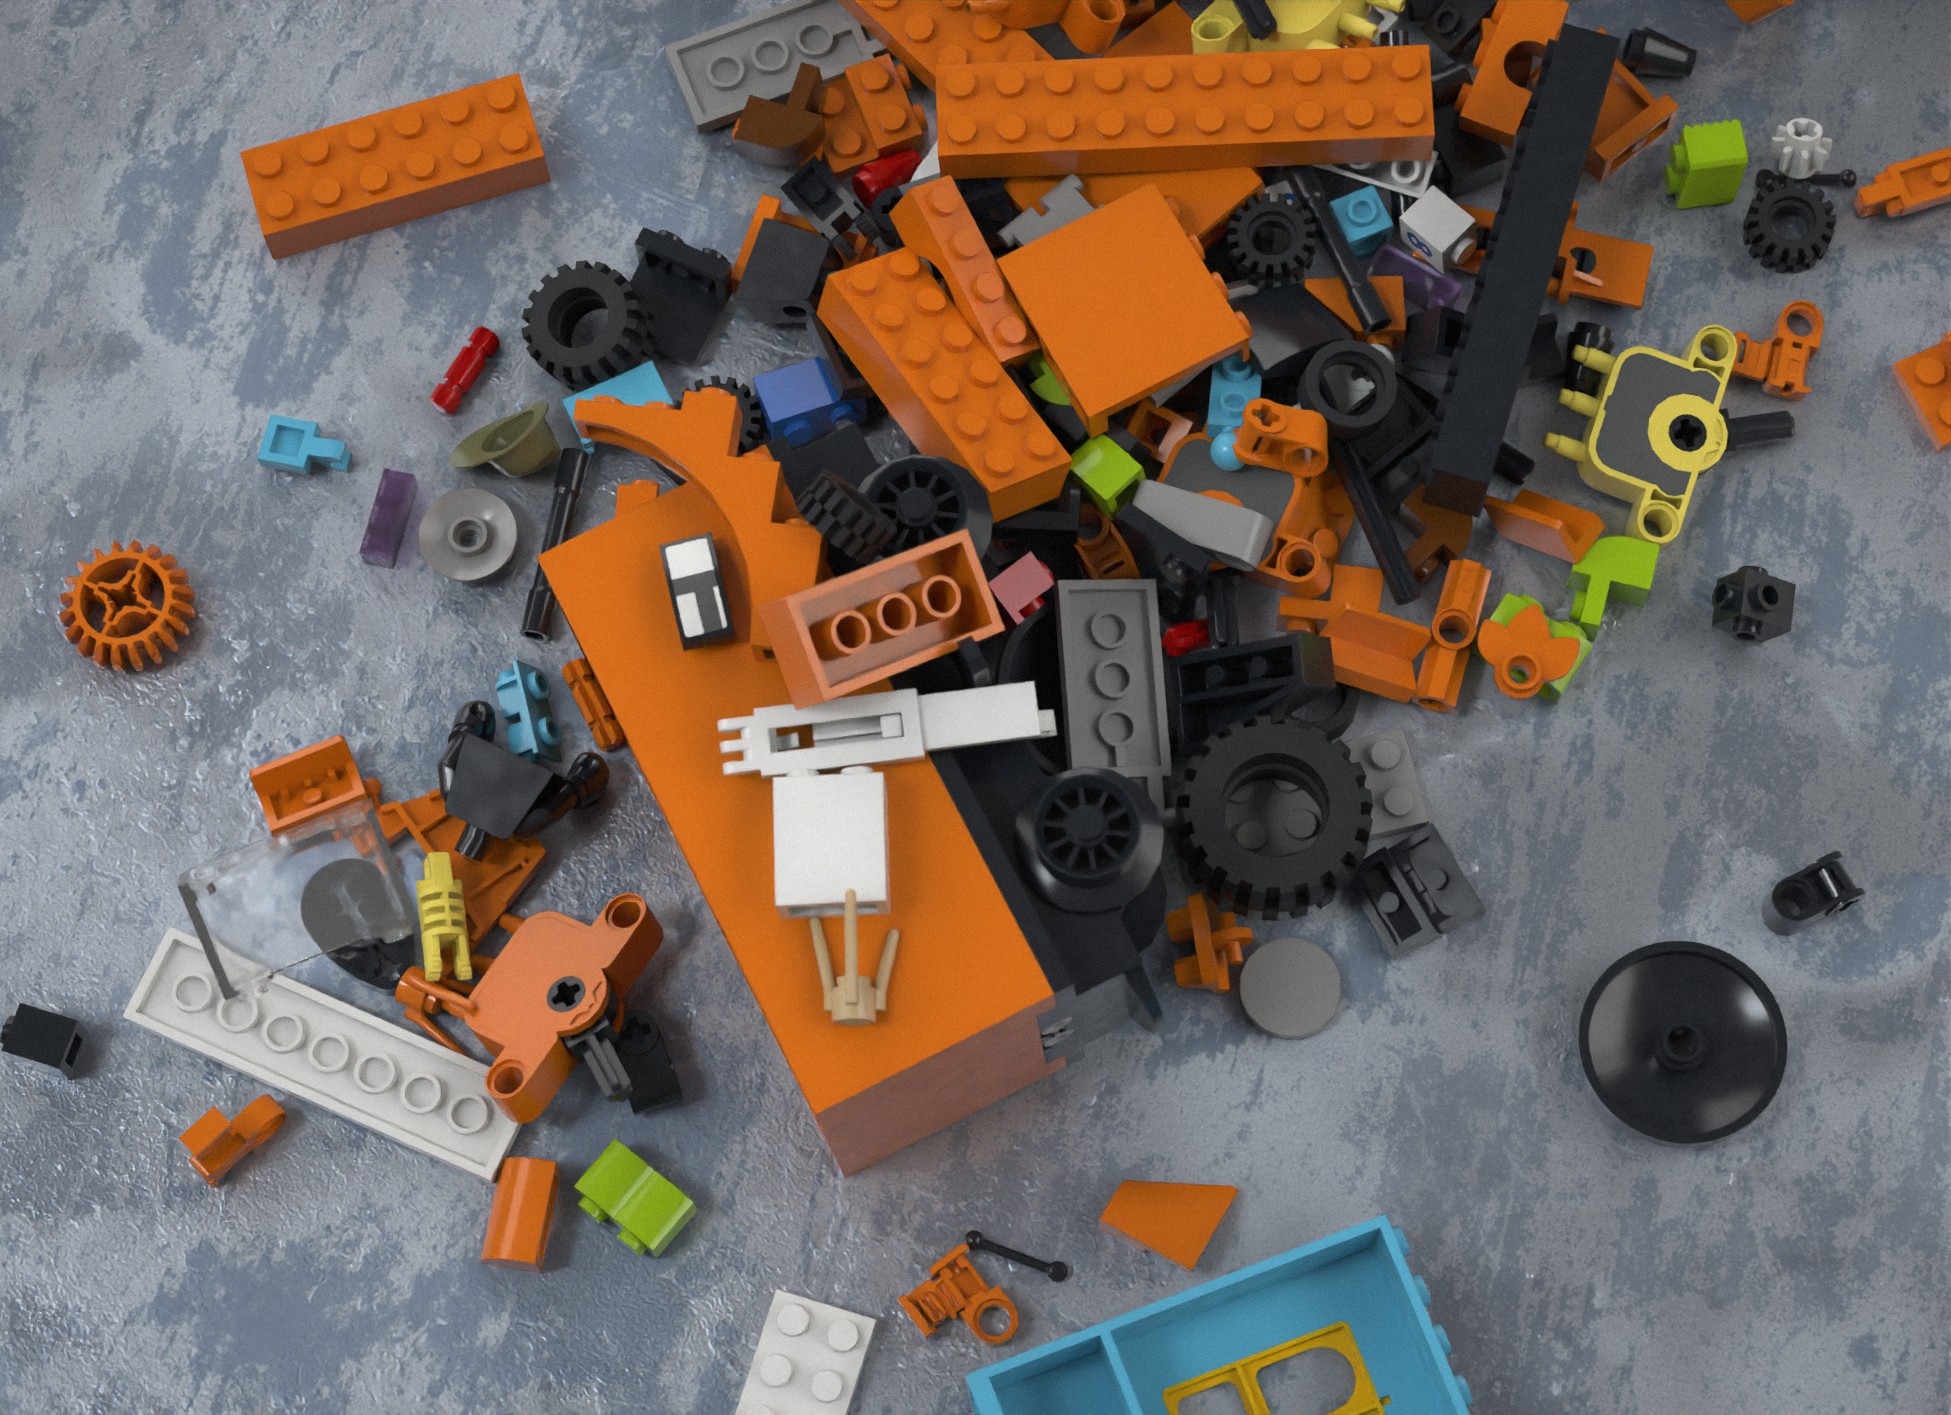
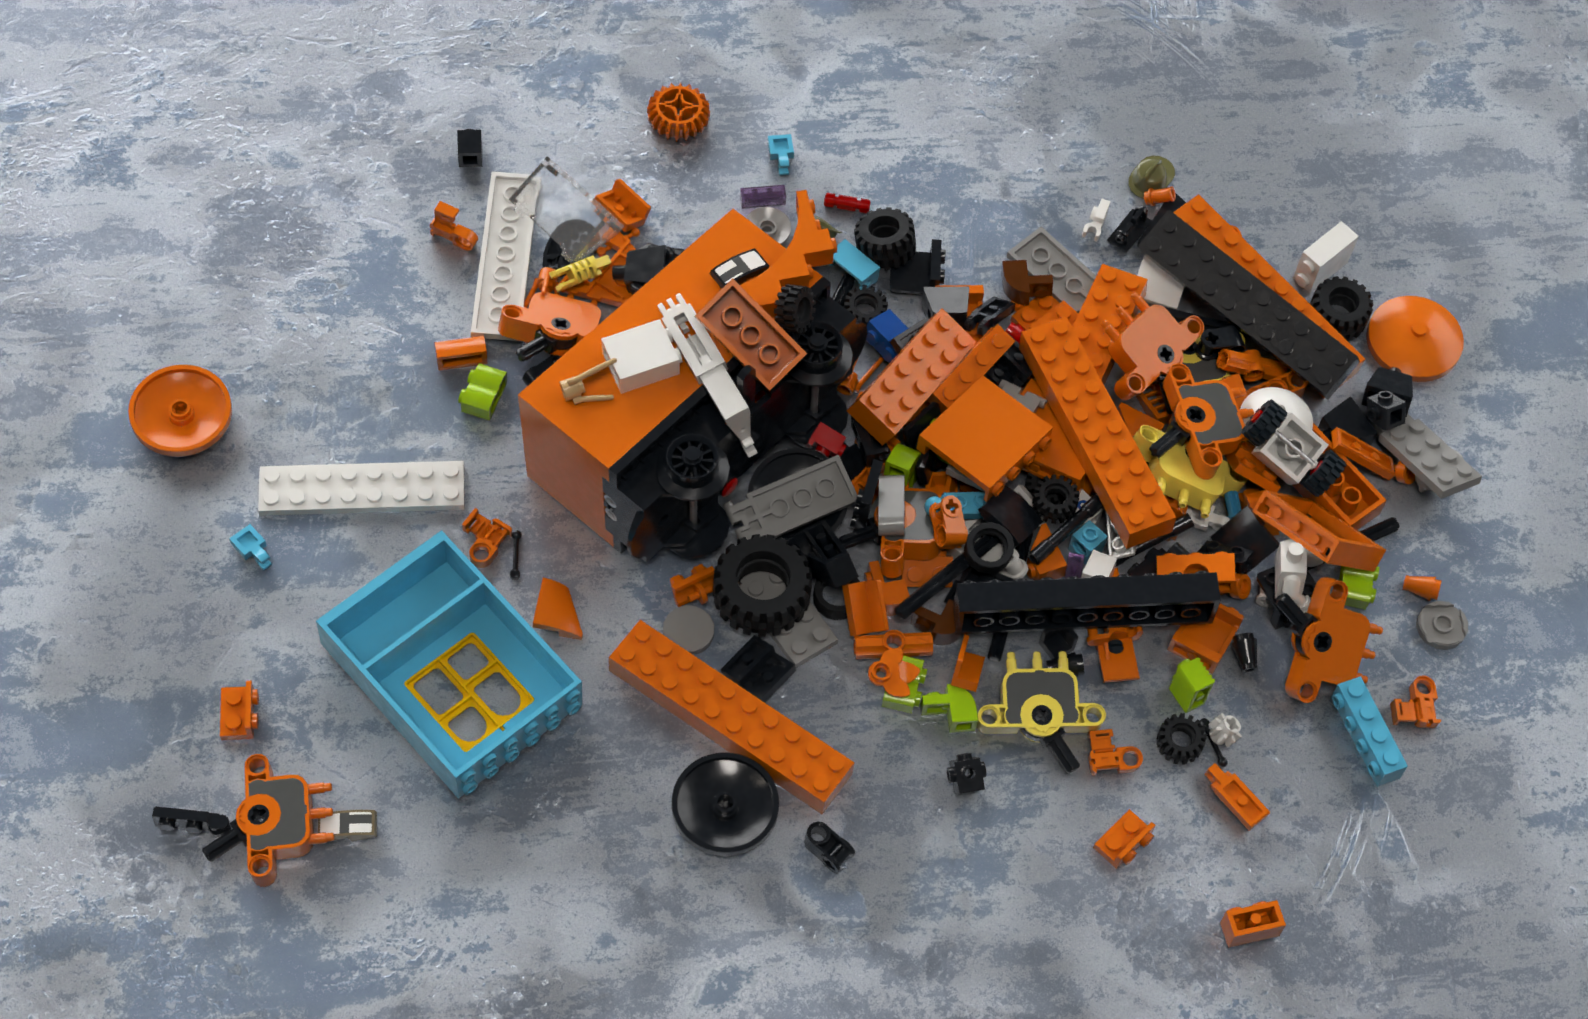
camera: 60 degrees right, 10 degrees down
(395, 166) = (931, 142): orange brick -> none
(1186, 637) = (840, 528): red axle -> none
(1499, 974) = (731, 716): none -> orange brick

